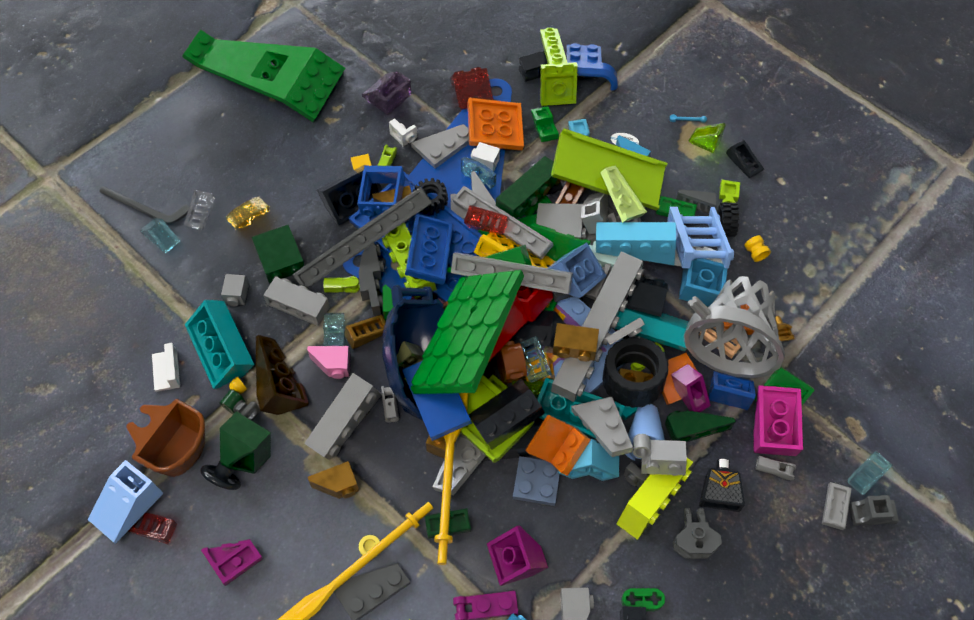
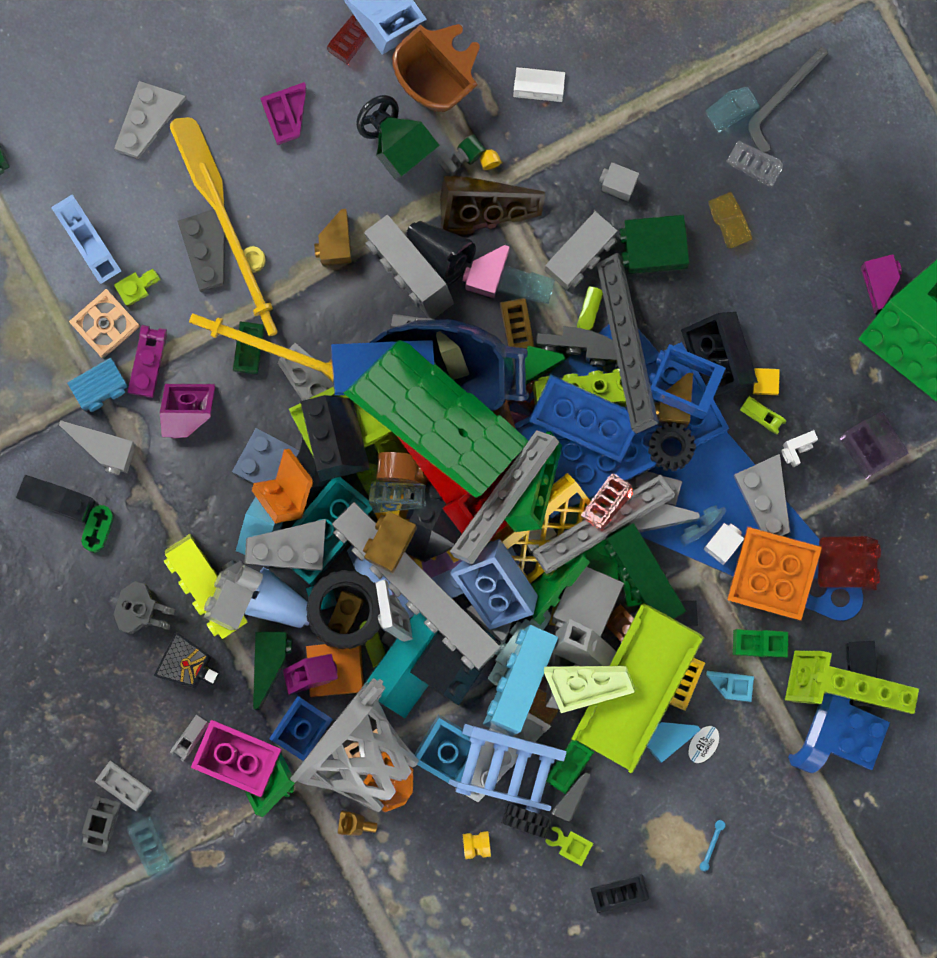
camera: 110 degrees right, 20 degrees up
(218, 343) = (552, 149): teal slope -> none
(270, 114) = (880, 279): none -> magenta slope
(320, 394) = (442, 249): none -> black cone
(708, 136) = (670, 854): clear neon green slope -> none

